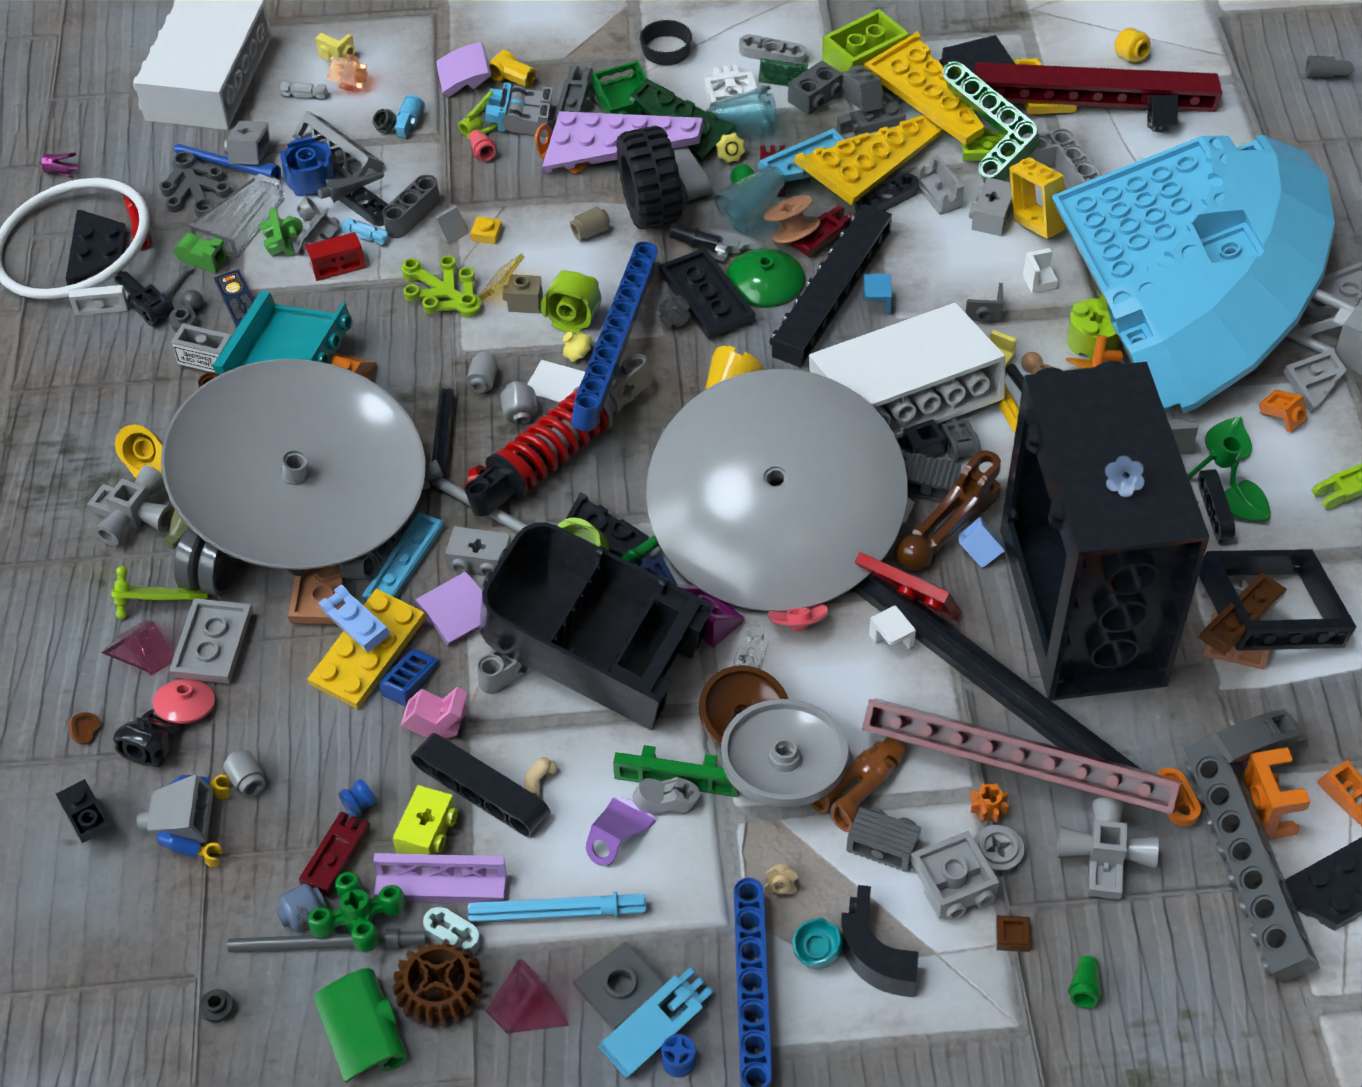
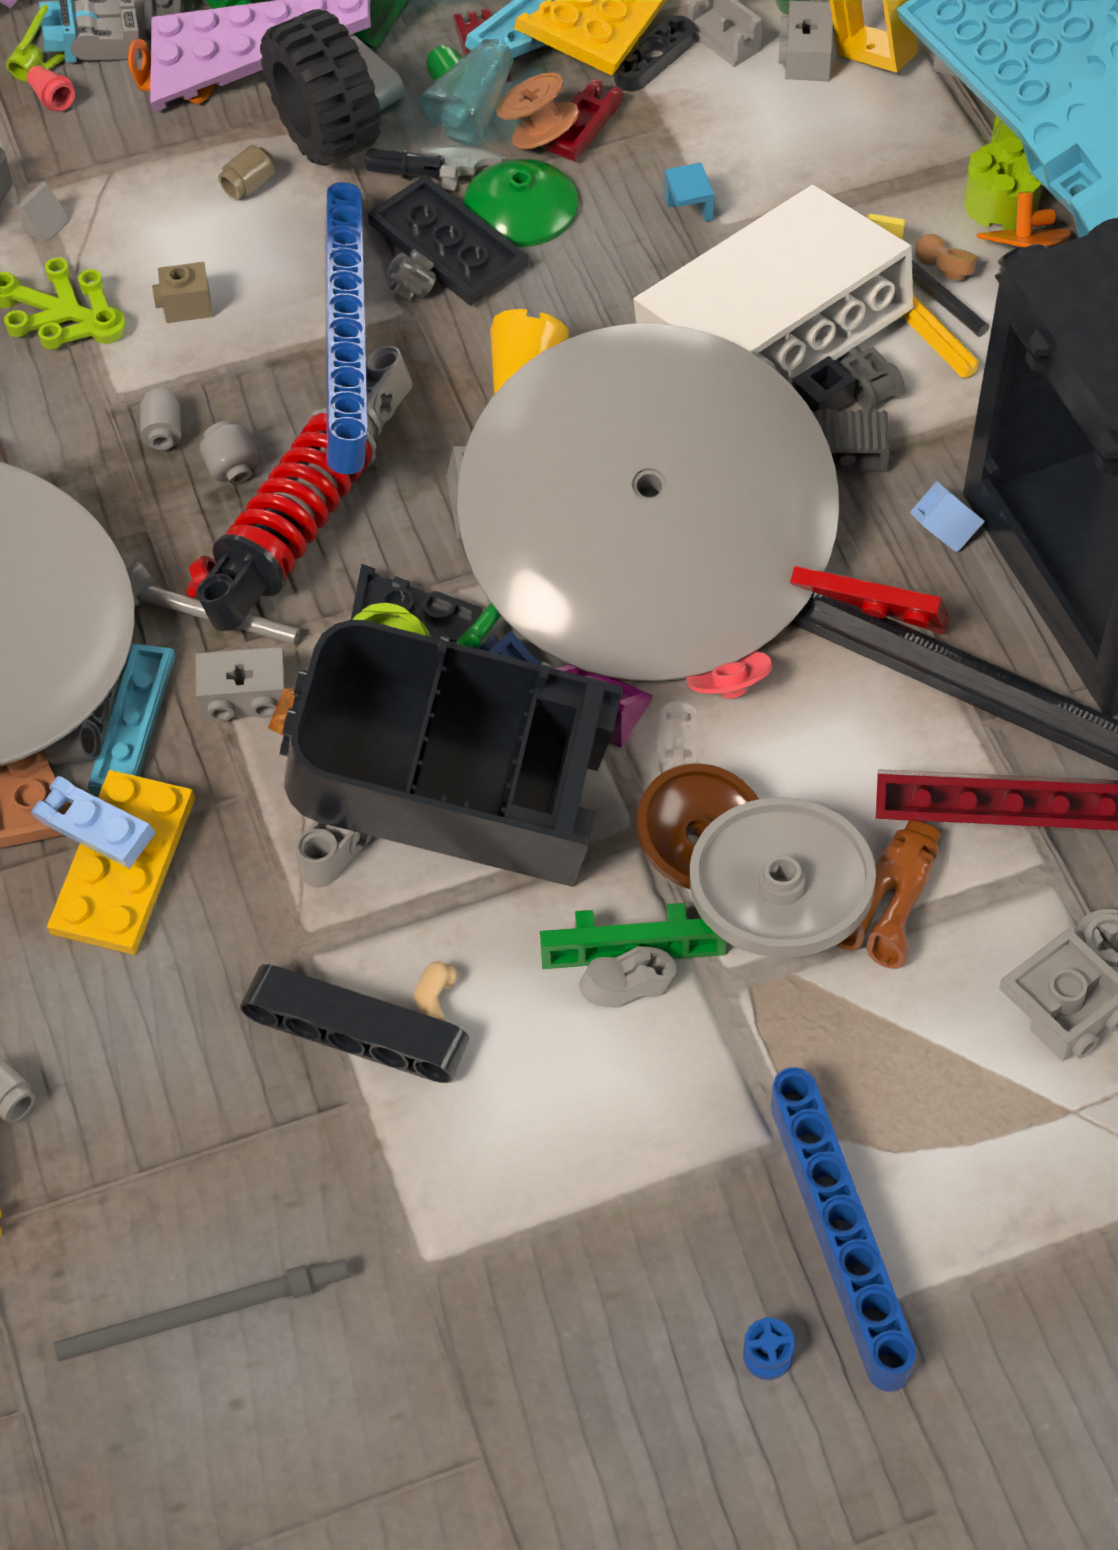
camera: 15 degrees left, 5 degrees up
(218, 1013) = (76, 1458): pearl dark grey plate -> none
(297, 906) = (150, 1269): sand blue head -> none
(334, 853) = (171, 1178): dark red hinge -> none
(356, 911) = (236, 1256): green gear -> none
(357, 798) = (181, 1086): blue wheel -> none
(360, 1024) = (294, 1421): green panel -> none
(400, 694) = (189, 917): blue slope -> none
(425, 822) = (282, 1123): neon yellow brick -> none
(432, 714) = (250, 937): bright pink brick -> none
(436, 1000) = (359, 1309): reddish brown gear -> none
(441, 881) = (341, 1176): lavender fence -> none
(443, 428) = (127, 510): black axle -> none
(453, 608) = (233, 772): lavender slope -> none
(454, 926) = (386, 1239): light aqua beam -> none
(486, 230) = (96, 210): yellow plate -> none
(501, 277) = (144, 274): clear yellow piece -> none
(525, 1002) = (525, 1327): clear pink slope -> none
(555, 381) = (274, 410): white sticker -> none
(557, 908) = (524, 1177): medium azure axle -> none
(571, 301) = (260, 289): lime brick -> none
(576, 345) = (285, 352): light yellow piece -> none
(612, 1005) = (651, 1301): dark grey piece -> none
(617, 823) = (571, 1037): medium lavender piece -> none
(649, 1026) = (715, 1318): medium azure hinge -> none
(730, 148) = (413, 25): light yellow piece -> none
(781, 880) = (830, 1059): tan plate -> none
(817, 943) = (911, 1138): teal hair -> none
(830, 286) = (620, 196): black brick -> none
(874, 962) = (986, 1140): black arch -> none
(883, 838) = (953, 965): dark grey brick -> none
(892, 627) = (868, 662): white panel -> none
(969, 494) = (914, 451): reddish brown piece -> none
(986, 309) = (849, 187): dark grey bracket -> none
(989, 802) = (1079, 880): orange gear -> none
(1038, 272) = (898, 121): white panel -> none

